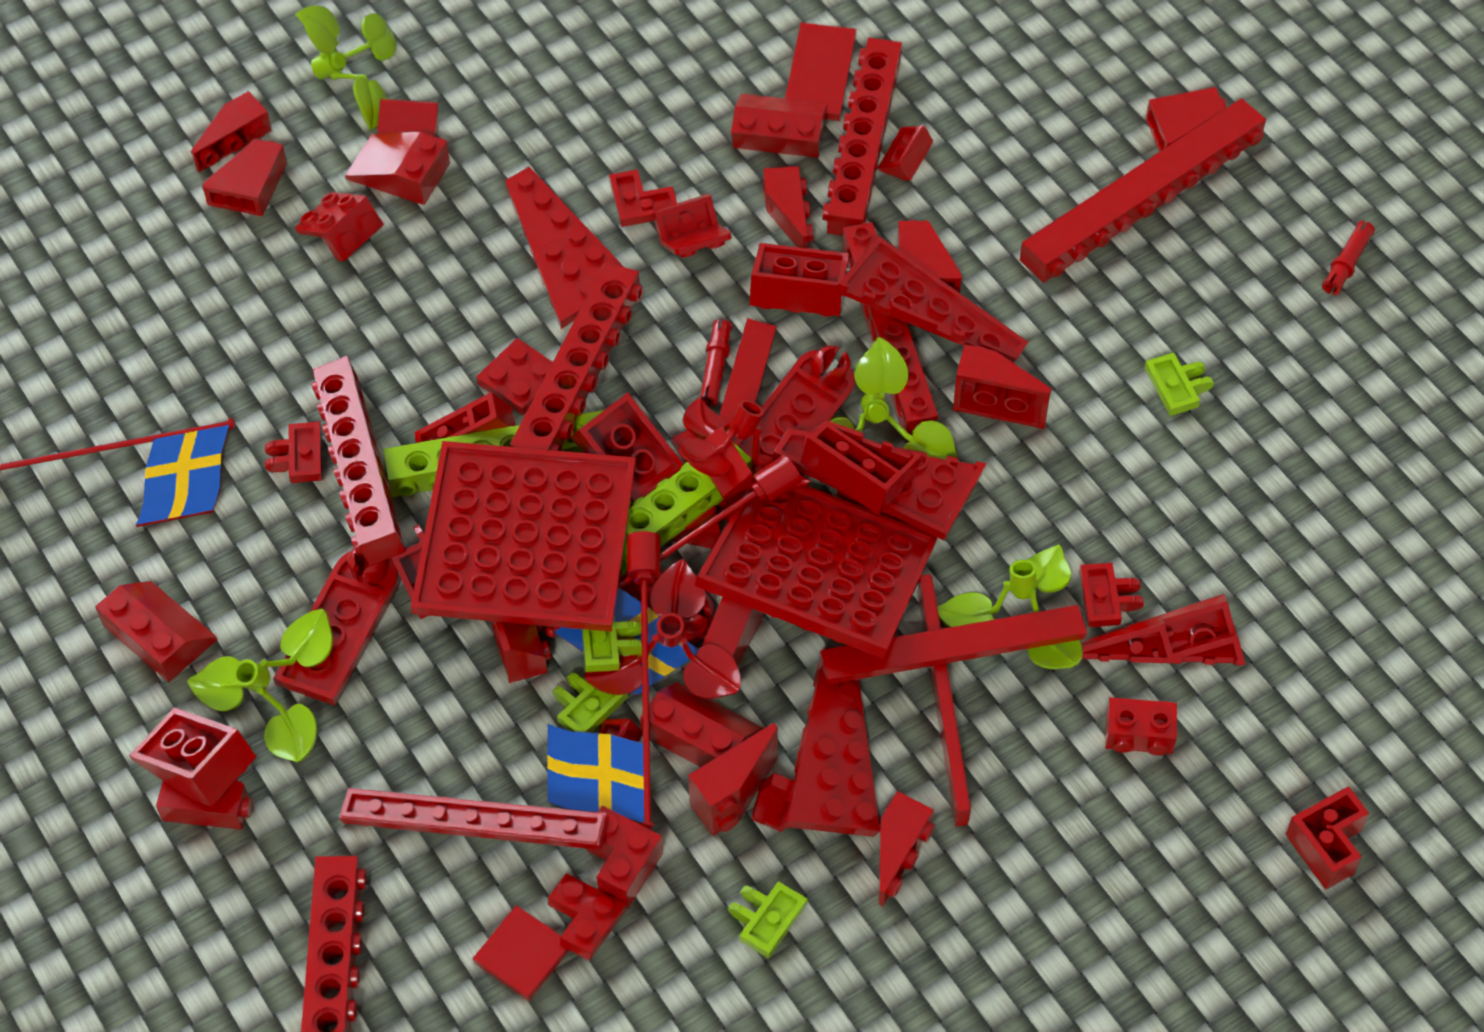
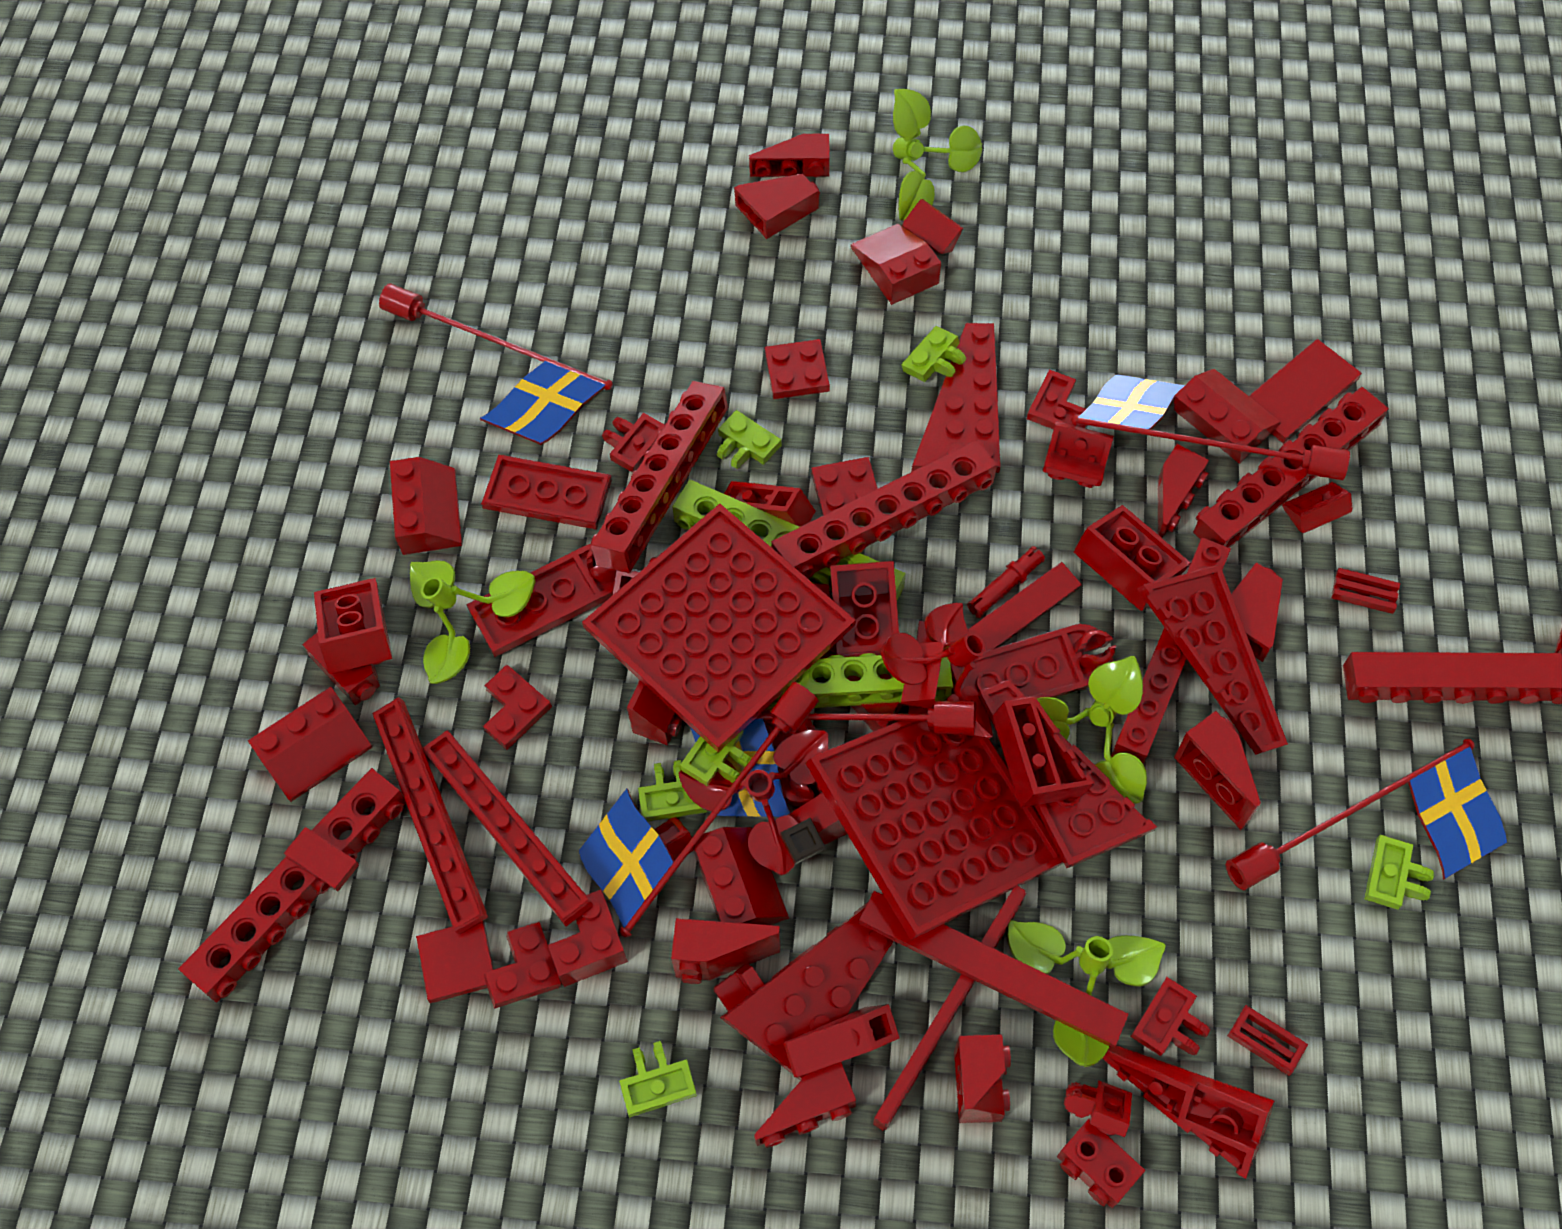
camera: 40 degrees right, 5 degrees up
(236, 882) = (310, 744): none -> red slope
(255, 545) = (547, 491): none -> red tile
(341, 952) = (321, 859): none -> red tile
(342, 222) = (814, 280): red bracket -> none
(389, 306) = (797, 369): none -> red plate
(394, 725) = (521, 707): none -> red plate
(396, 388) = (749, 438): none -> lime hinge
(396, 859) = (430, 816): none -> red tile
(501, 220) = (931, 355): none -> lime hinge
(710, 159) = (1140, 404): none -> flag
(733, 654) = (802, 841): none -> dark brown tile
(887, 773) = (841, 1039): none -> red slope
(988, 190) = (1366, 586): none -> red tile
(1004, 728) = (979, 1074): none -> red slope
(1116, 680) = (1106, 1104): none -> red hinge
(1172, 308) = (1447, 801): none -> flag
(1183, 565) = (1261, 1051): none -> red tile

